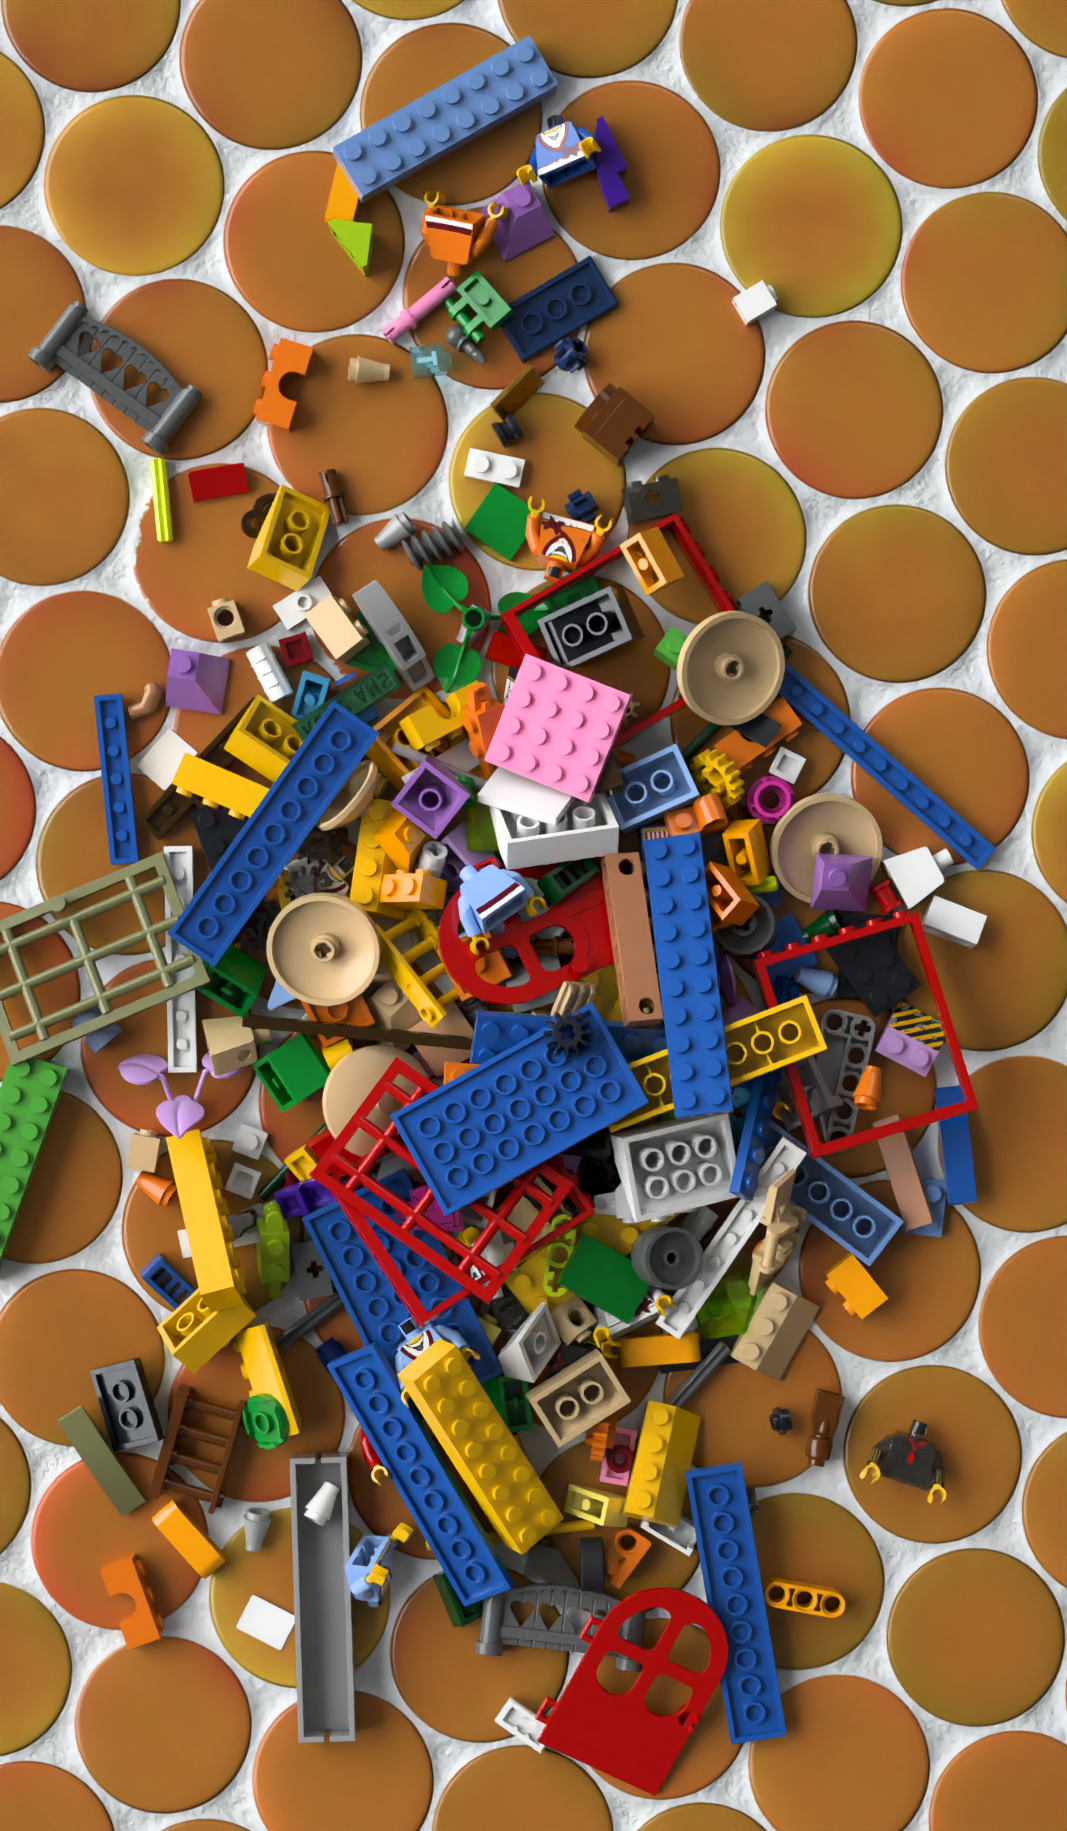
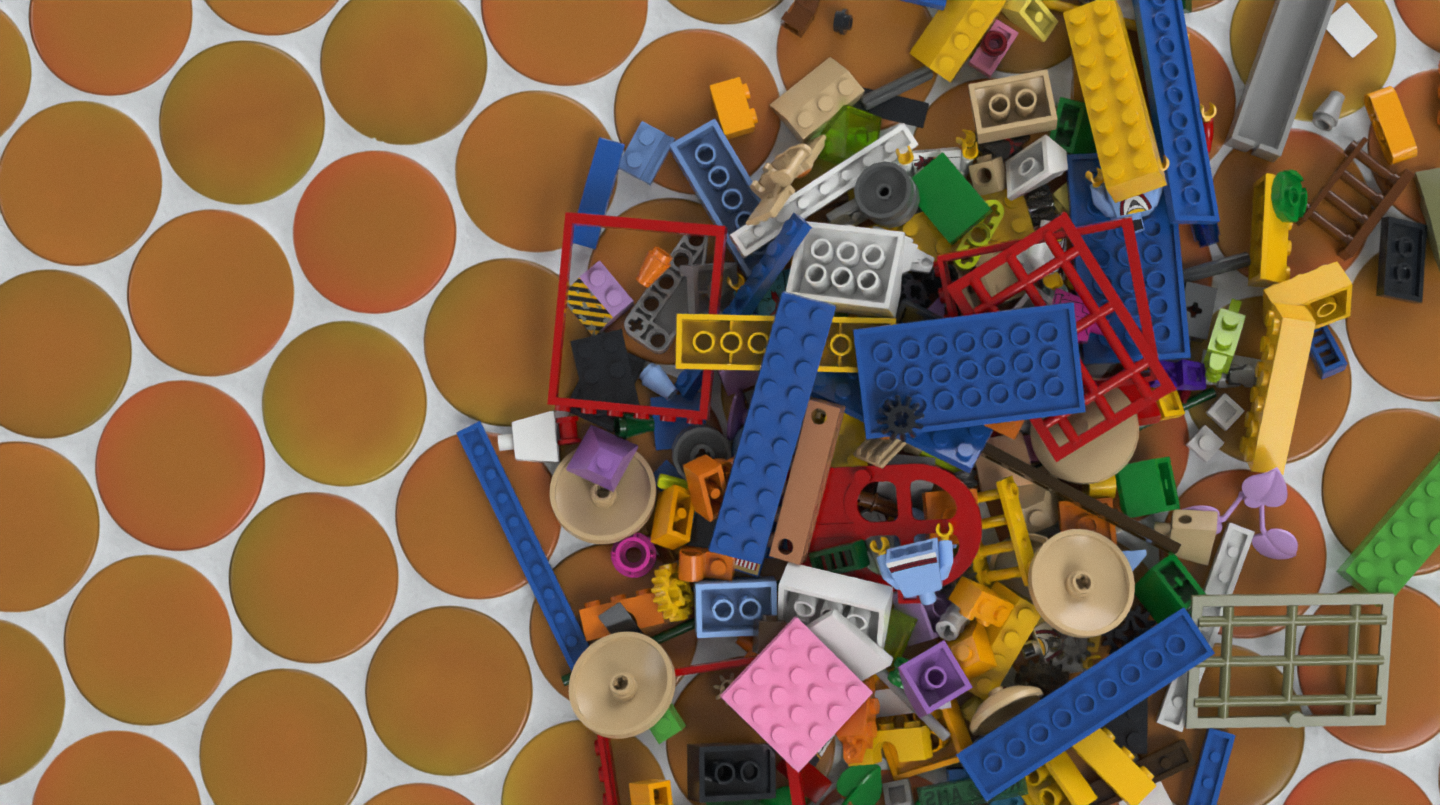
camera: 155 degrees left, 5 degrees down
(100, 1038) = (1300, 585): sand blue wheel -> none
(145, 1151) = (1301, 471): tan brick -> none
(157, 1188) = (1304, 436): orange cone -> none
(321, 1505) = (1266, 107): white cone -> none
(370, 1565) = (1243, 38): light blue torso -> none
(601, 1437) = (1003, 65): orange gear -> none
(658, 1349) = (923, 123): light orange beam -> none
(764, 598) = (565, 733): dark grey brick -> none
(787, 765) = (607, 579): white plate -> none
(904, 1177) = (652, 183): nougat tile -> none
(953, 922) = (519, 384): white hinge -> none

